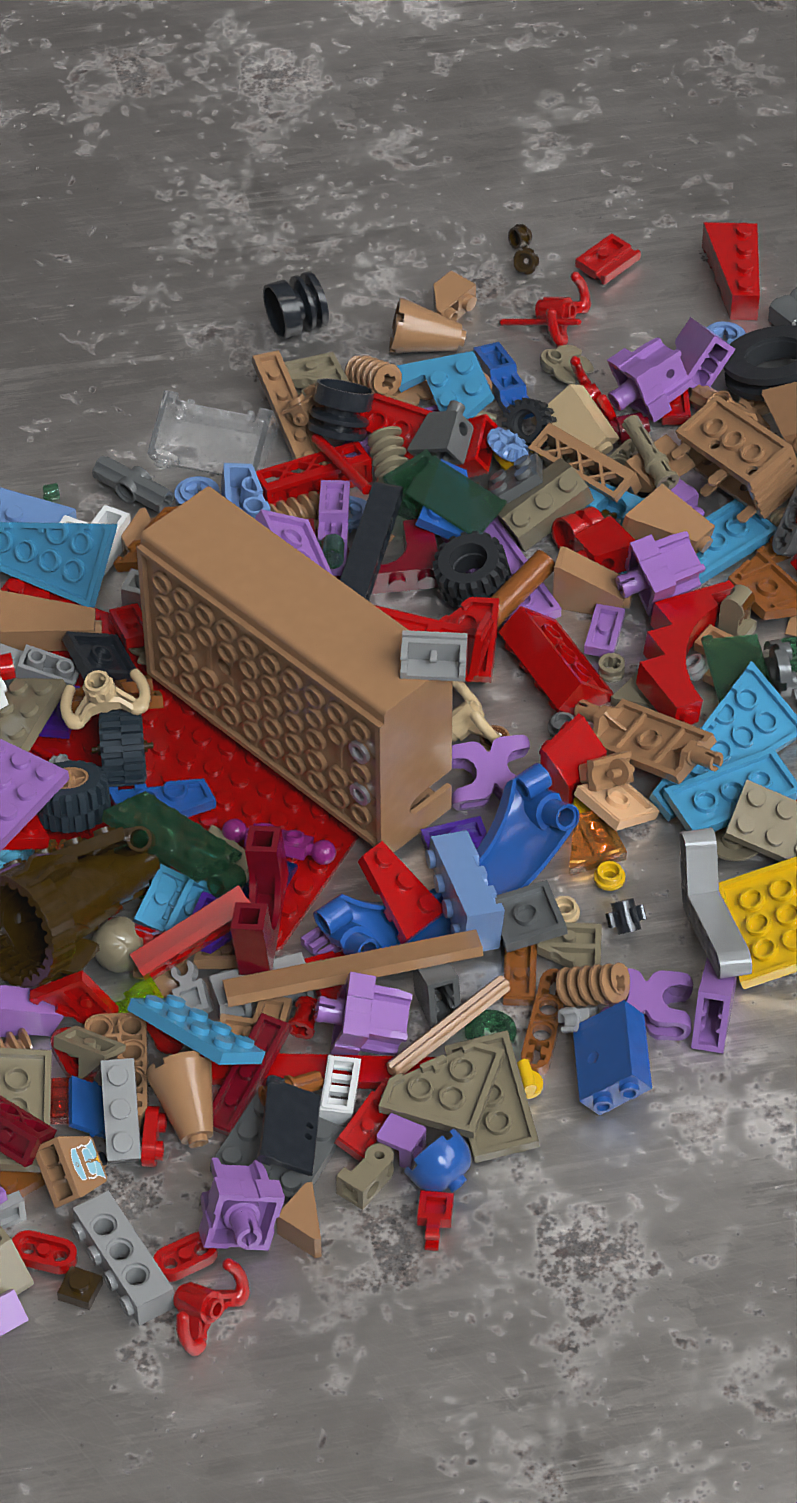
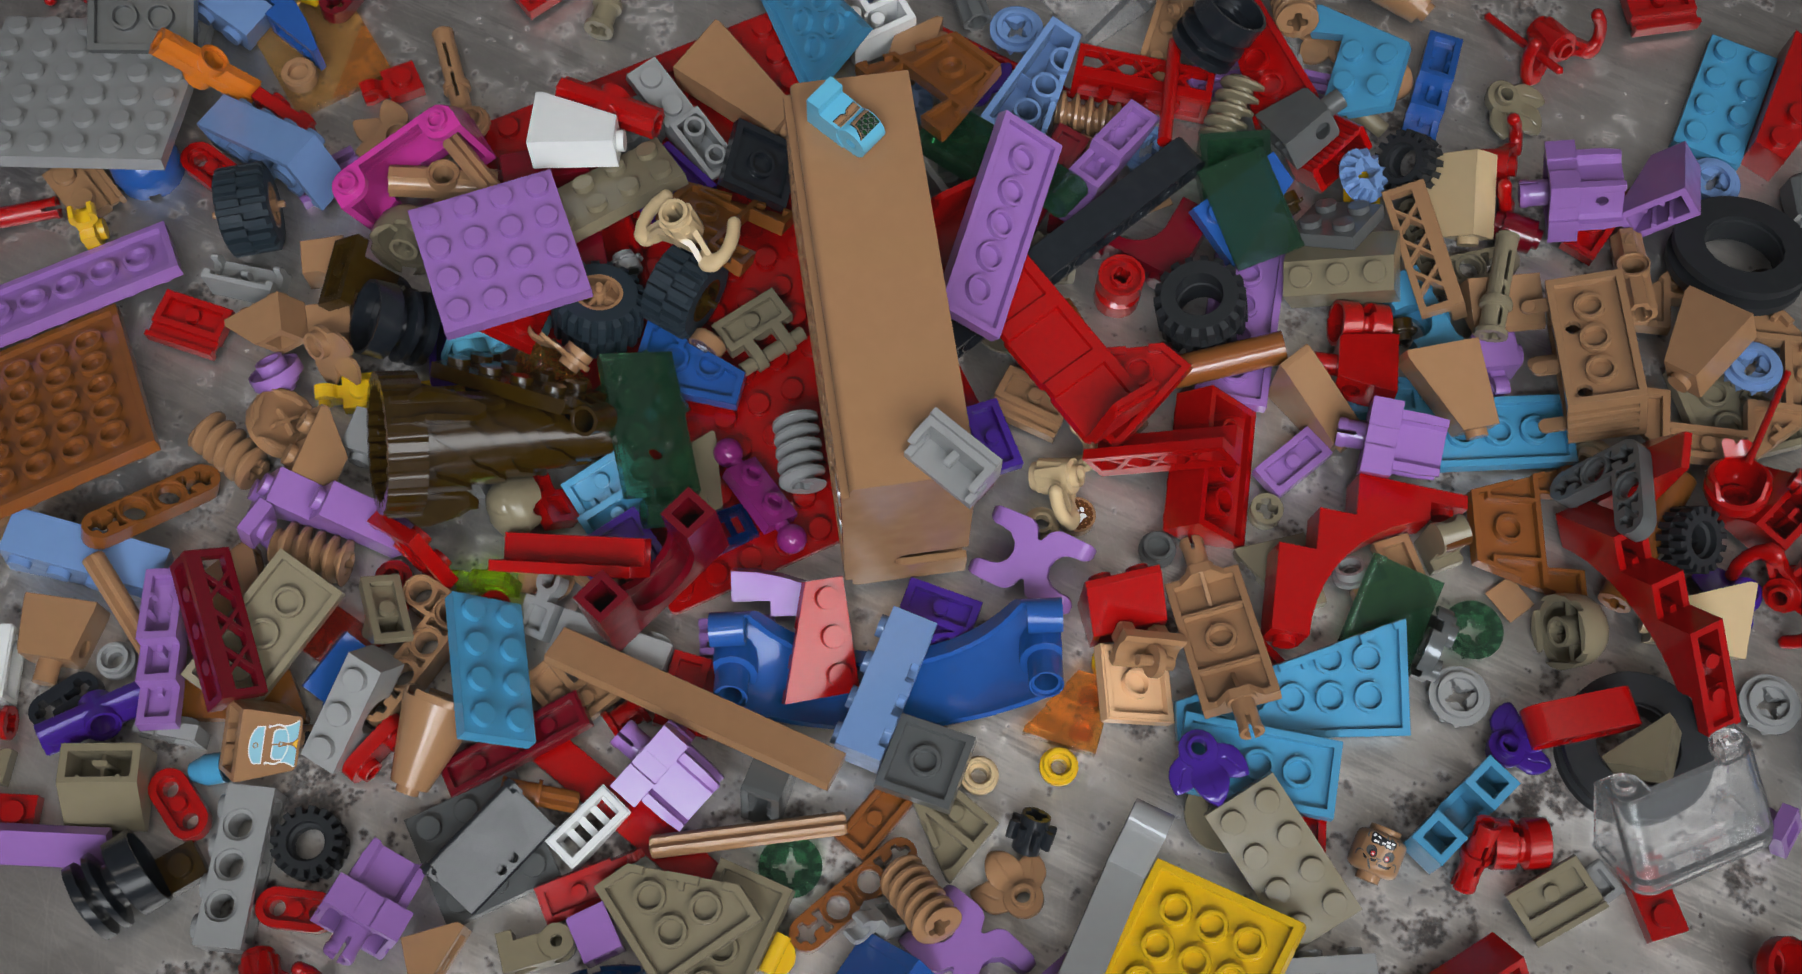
camera: 35 degrees right, 20 degrees up
(45, 1220) = (206, 771): none -> dark azure hose
(51, 1307) = (107, 890): none -> black wheel
(71, 825) = (572, 356): none -> medium nougat plate
(158, 1200) = (293, 827): none -> black tyre
(160, 775) = (707, 341): none -> medium nougat tile
(181, 749) = (753, 323): none -> dark tan plate
(198, 528) = (843, 118): none -> medium azure leg
(284, 800) = (798, 453): none -> light grey piece
(347, 881) = (767, 585): none -> slope
(406, 591) = (1118, 286): none -> red wheel
(524, 660) = (1168, 451): none -> red fence
(641, 952) = (1006, 881): none -> medium nougat plate
(691, 288) = (1724, 101): none -> dark azure plate
(703, 805) = (1206, 772): none -> dark purple plate

